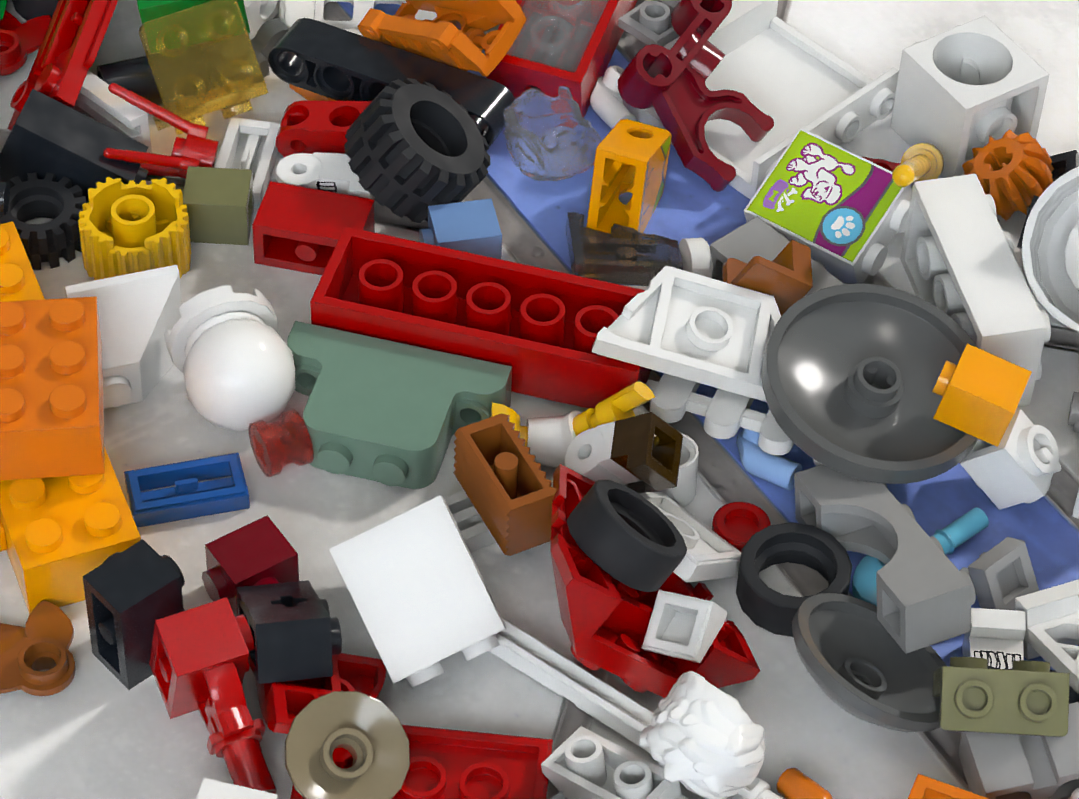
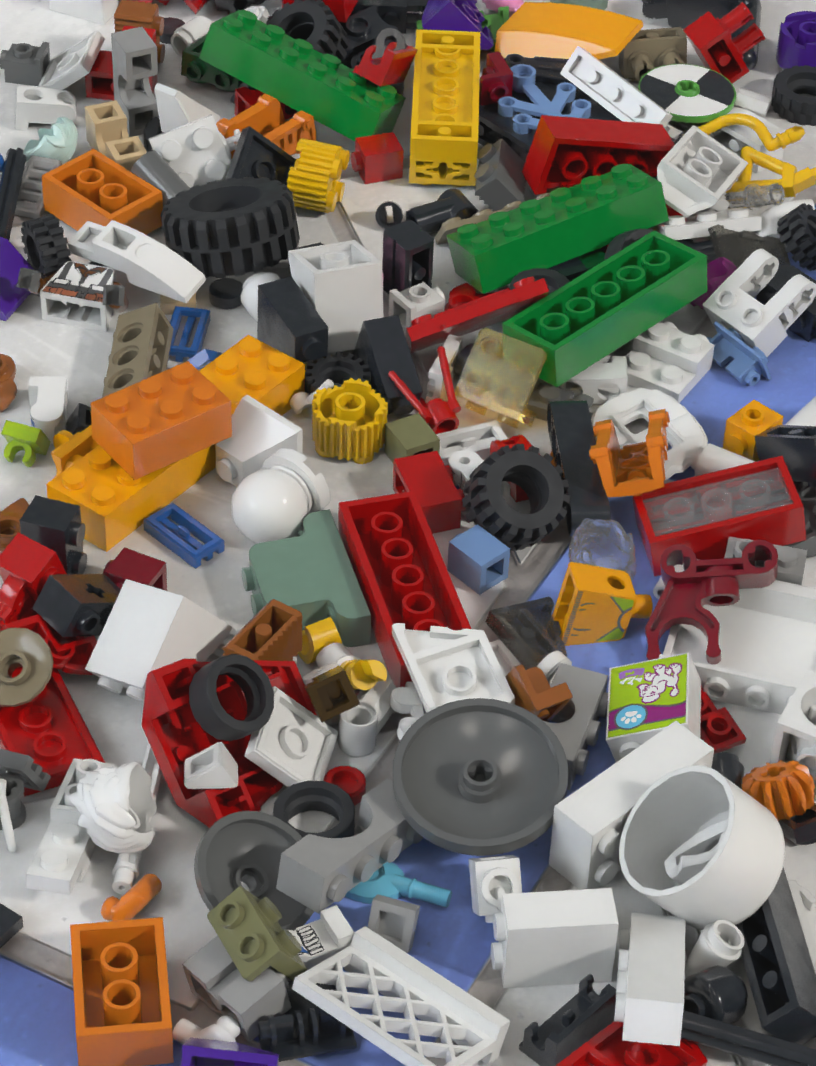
camera: 60 degrees right, 5 degrees down
(53, 268) = (303, 401): none -> white hand
(281, 442) = (235, 549): clear red wheel -> none
(918, 163) = (753, 746): yellow piece -> none
(980, 394) = (496, 822): light orange brick -> none

